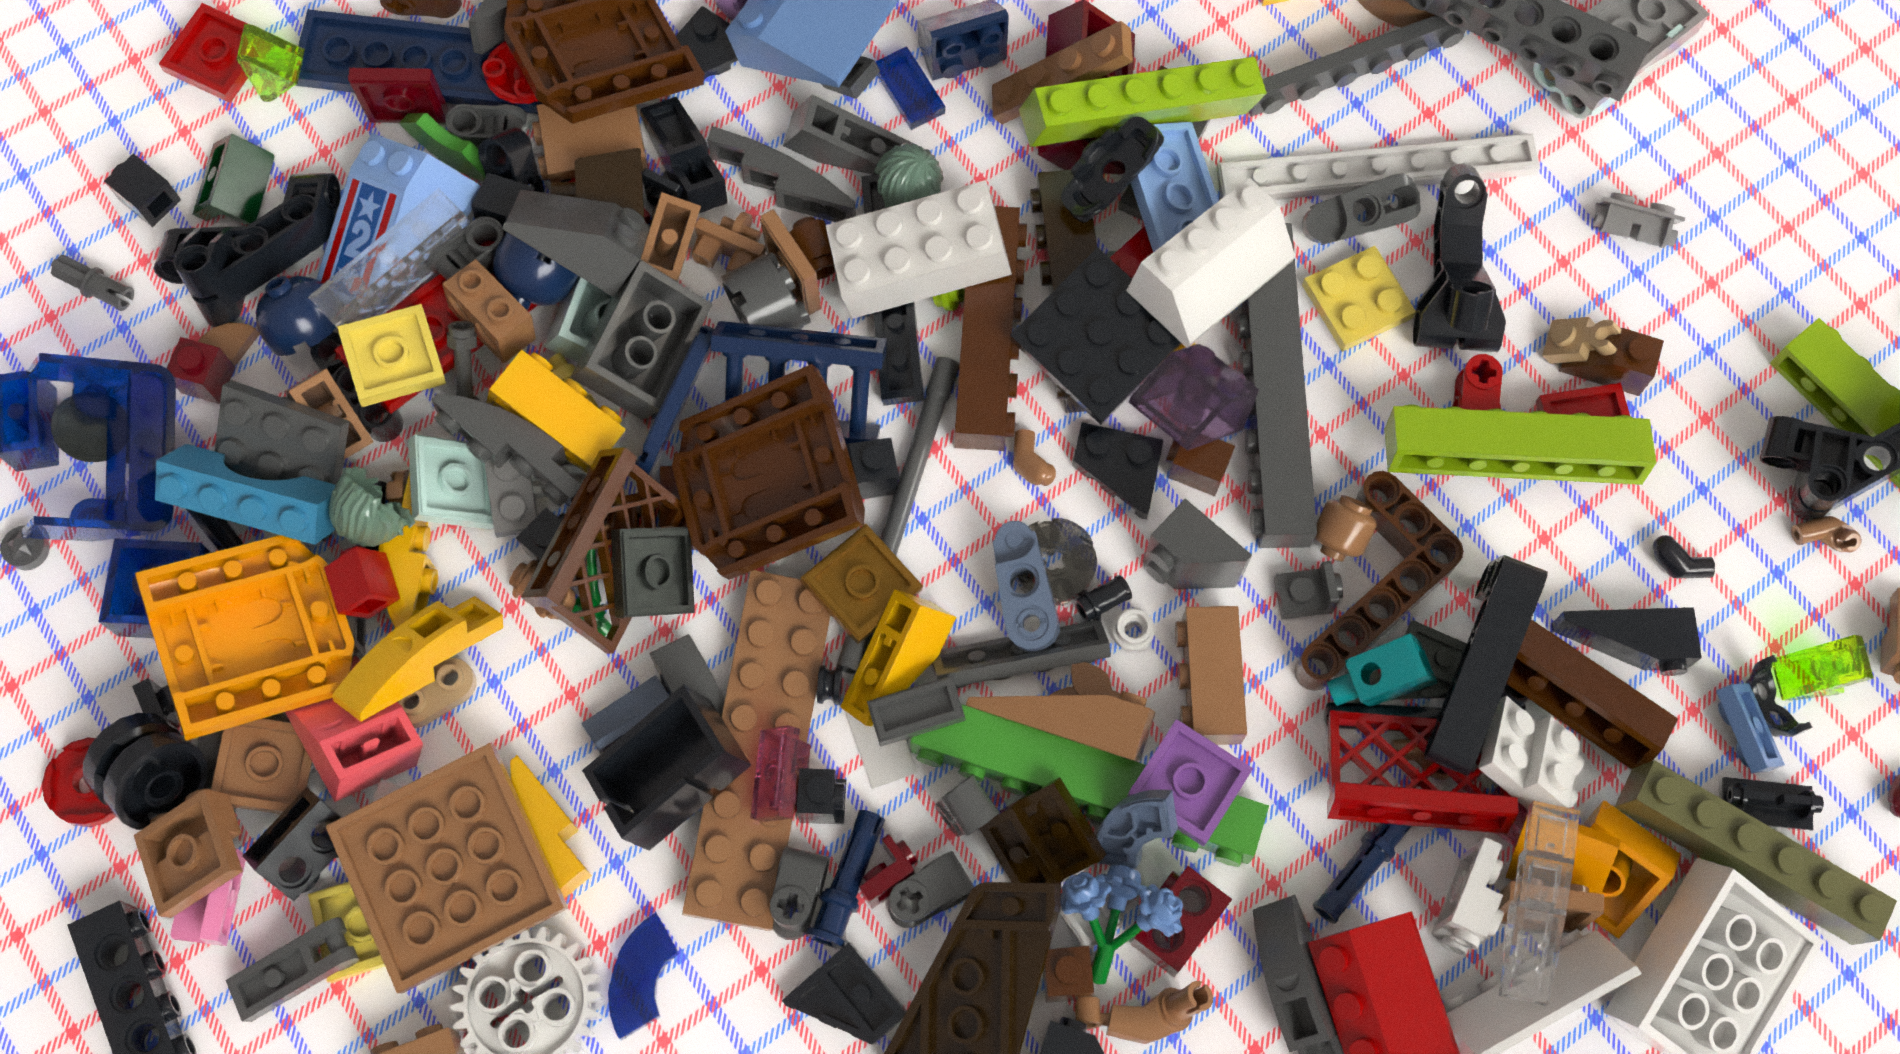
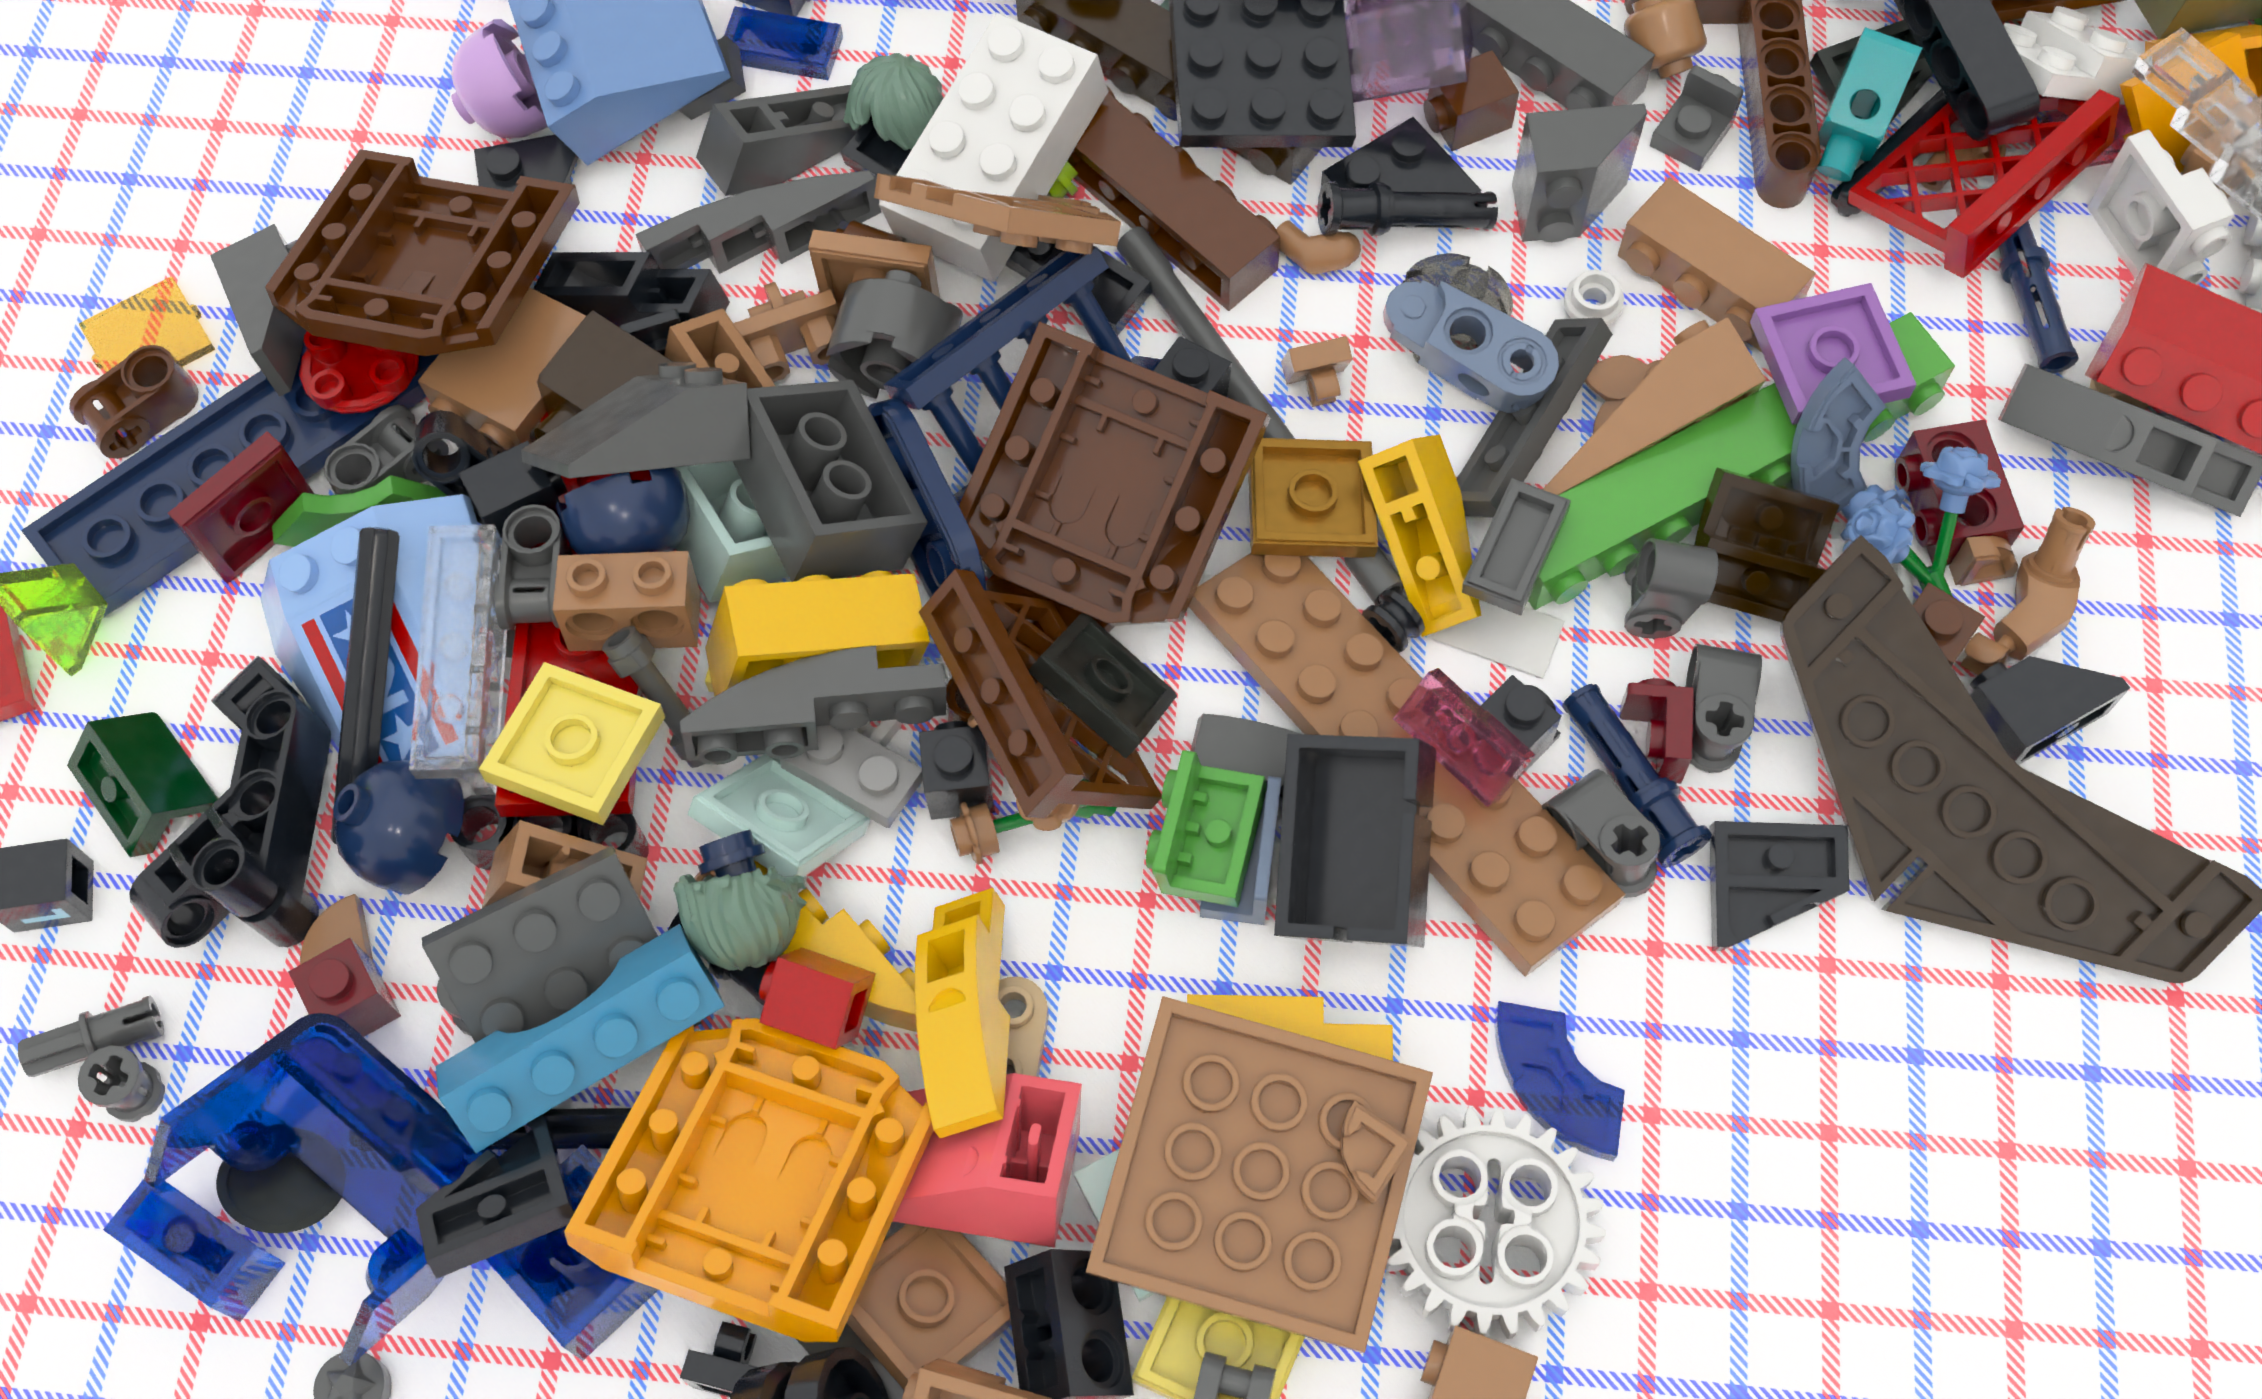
camera: 45 degrees left, 5 degrees down
(72, 318) = (121, 1065): none -> dark grey bush
(135, 531) = (497, 1203): none -> black wing
(358, 222) = (367, 655): none -> black axle
(394, 479) = (730, 855): none -> dark blue plate
(495, 910) = (1371, 1150): none -> medium nougat tile
(615, 689) = (1206, 831): none -> bright green bracket
(858, 303) = (1016, 220): none -> medium nougat wing
(951, 521) = (1318, 366): none -> medium nougat tile
(1077, 471) = (1381, 208): none -> black pin
(1102, 599) = (1537, 295): black pin -> none
(1152, 969) = (1983, 560): none -> medium nougat tile

